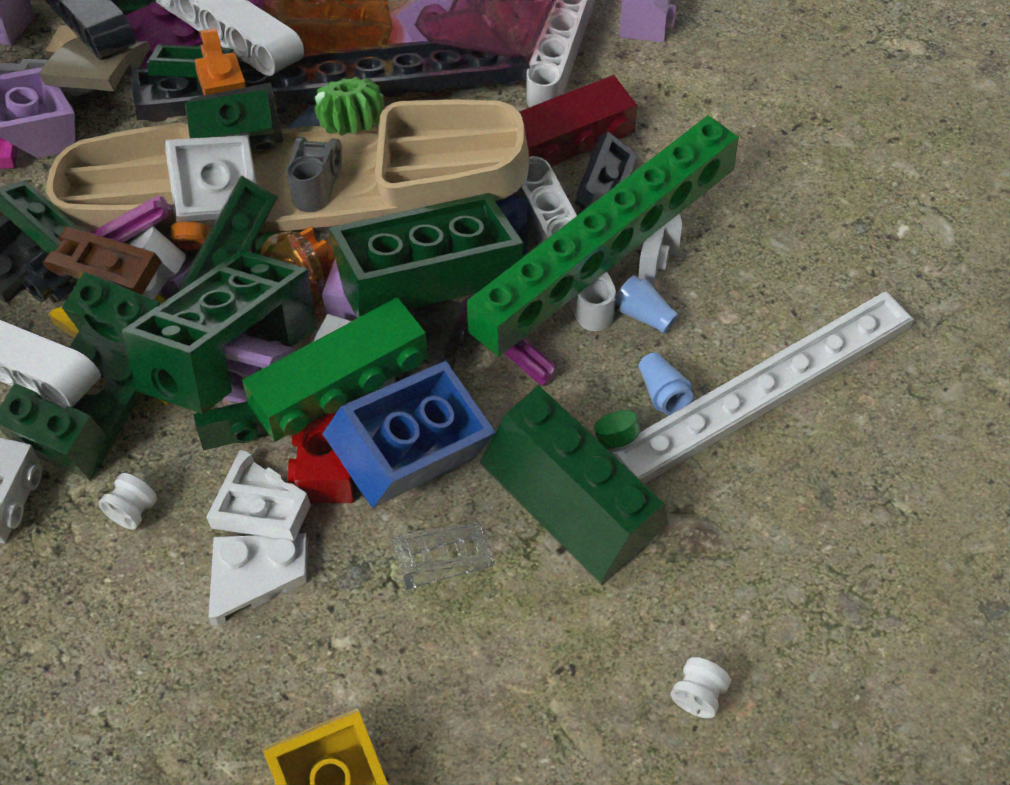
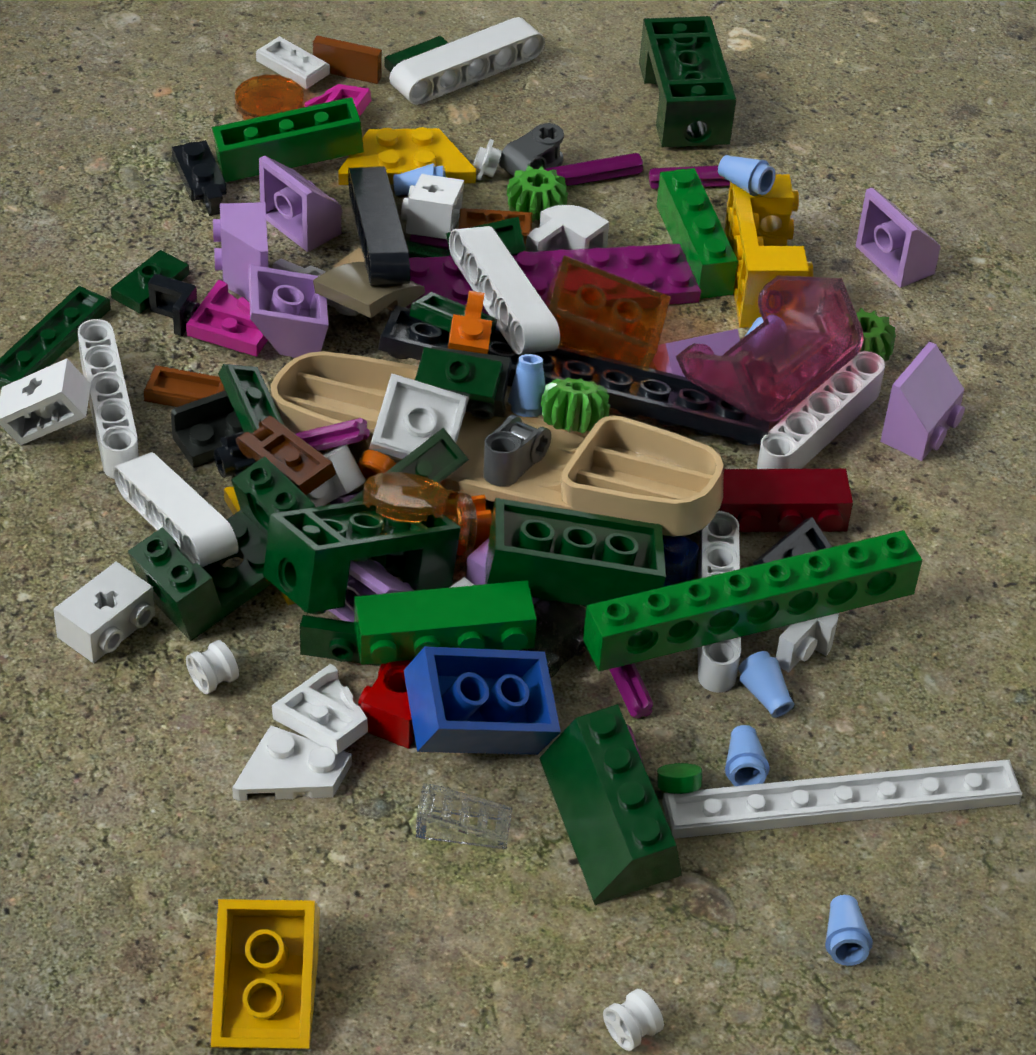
camera: 20 degrees right, 10 degrees down
(239, 258) = (405, 496): none -> clear orange tile
(296, 104) = (527, 386): none -> light blue cone
(839, 515) = (847, 932): none -> light blue cone

